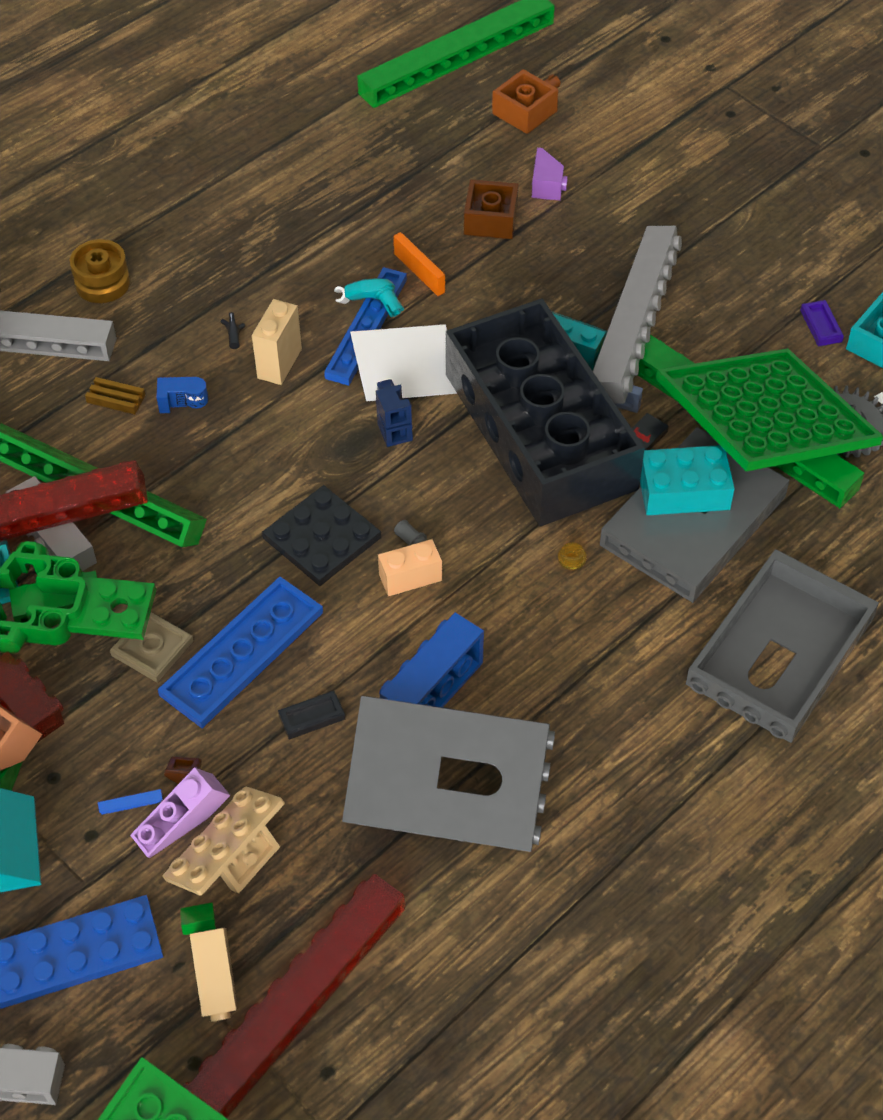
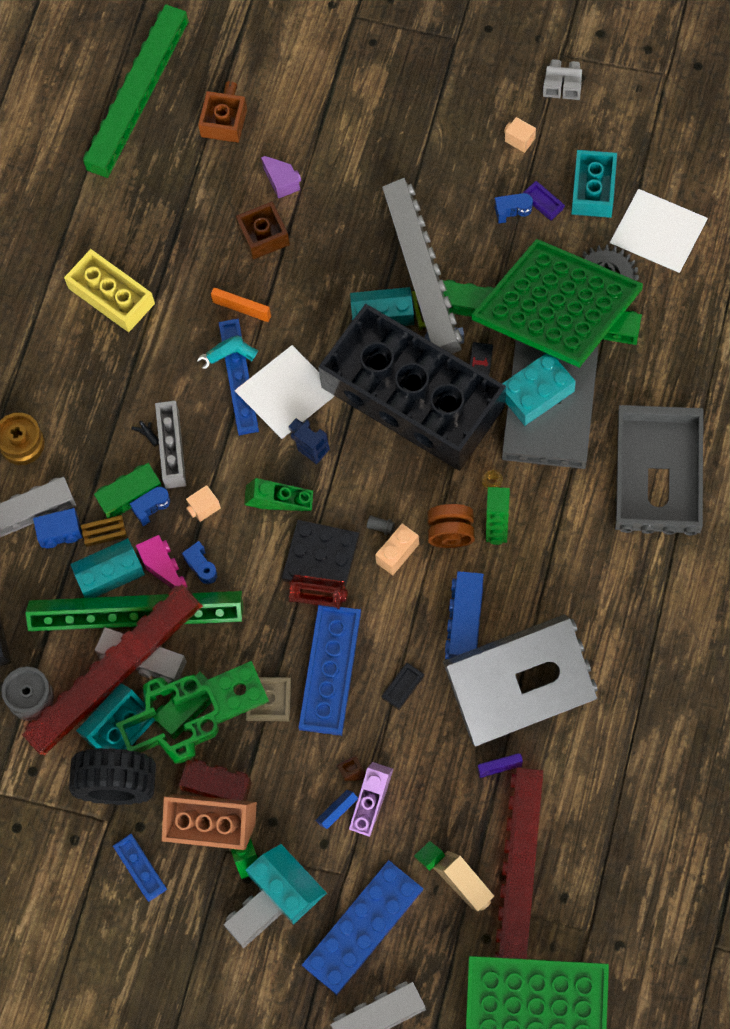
camera: 25 degrees left, 15 degrees up
(69, 367) = (57, 528): none -> blue brick
(87, 432) = (107, 569): none -> teal slope
(145, 444) = (157, 561): none -> dark pink slope
(147, 365) = (127, 488): none -> green brick
(185, 464) = (201, 567): none -> blue leg
(231, 846) = (414, 800): tan bracket -> none
(234, 419) = (202, 504): none -> light nougat brick
(236, 356) = (170, 444): none -> light grey brick
(277, 341) = (194, 429): tan brick -> none
(295, 190) = (109, 290): none -> light yellow brick
(310, 571) = (318, 584): none -> clear red window
(318, 451) = (277, 496): none -> green slope
(357, 862) = (500, 765): none -> dark purple tile
(486, 571) = (450, 526): none -> dark orange wheel
(544, 577) = (497, 515): none -> green brick
(782, 310) = (513, 205): none -> blue leg
(835, 251) = (519, 134): none -> light nougat brick

